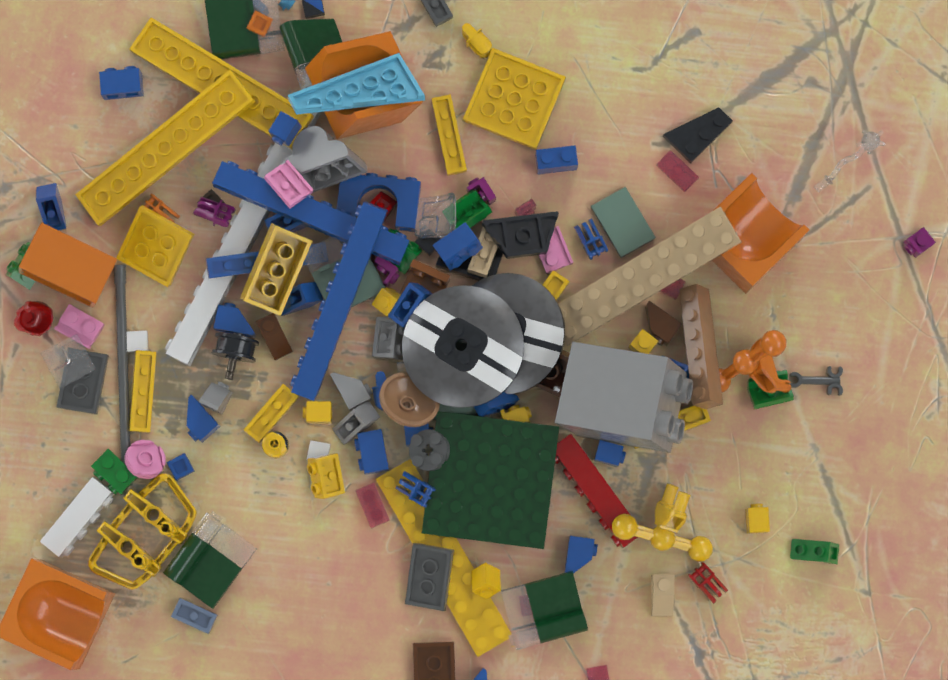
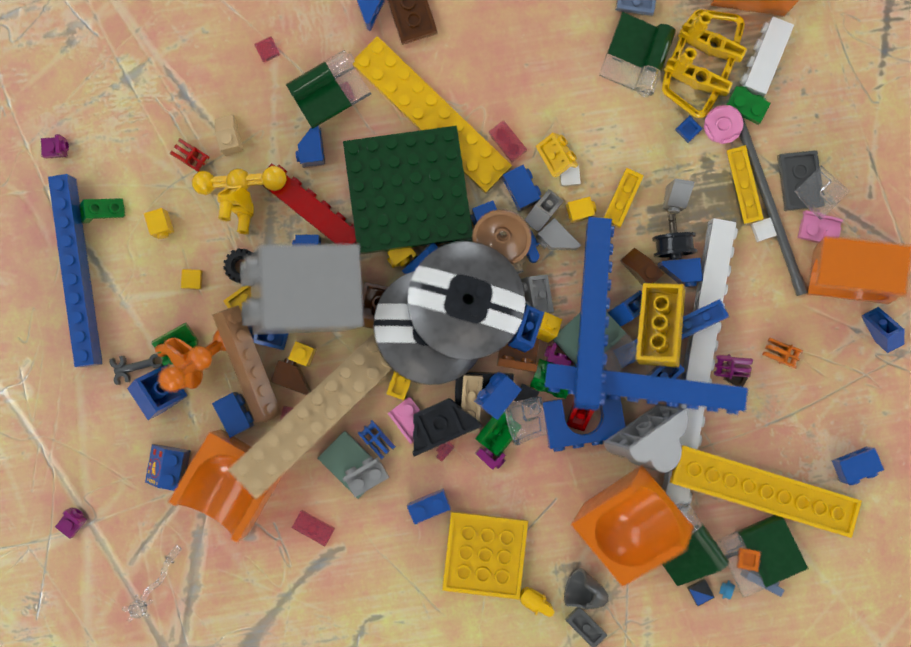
camera: 165 degrees right, 5 degrees up
(34, 318) = (865, 222): red hair -> none
(155, 246) = (777, 319): yellow plate -> none
(165, 148) = (797, 415): yellow plate -> none
(199, 421) = (685, 169): blue slope -> none
(282, 446) = (610, 169): yellow head -> none
(284, 129) = (695, 460): blue brick -> none
(288, 184) = (675, 406): bright pink plate -> none
(371, 85) = (627, 524): medium azure wing -> none
(416, 489) = (474, 161): blue arm -> none
(426, 37) = (584, 591): none -> dark grey helmet
(429, 576) = (438, 91): dark grey tile -> none
(436, 441) = (466, 207): dark grey plate -> none
(449, 135) = (536, 502): yellow plate -> none
(486, 580) = (387, 99): yellow brick -> none
(611, 205) = (366, 476): none -> light grey bracket
(691, 461) = (231, 262): none -> black tyre
(698, 134) = (302, 570): black wing -> none
(728, 303) = (233, 414): none -> blue brick
(738, 453) = (191, 279): none -> yellow tile
(803, 347) = (151, 396): none -> blue slope
(809, 270) = (166, 466): none -> blue slope
(849, 633) = (54, 147): none -> magenta bracket
(855, 493) = (75, 271): none -> blue brick

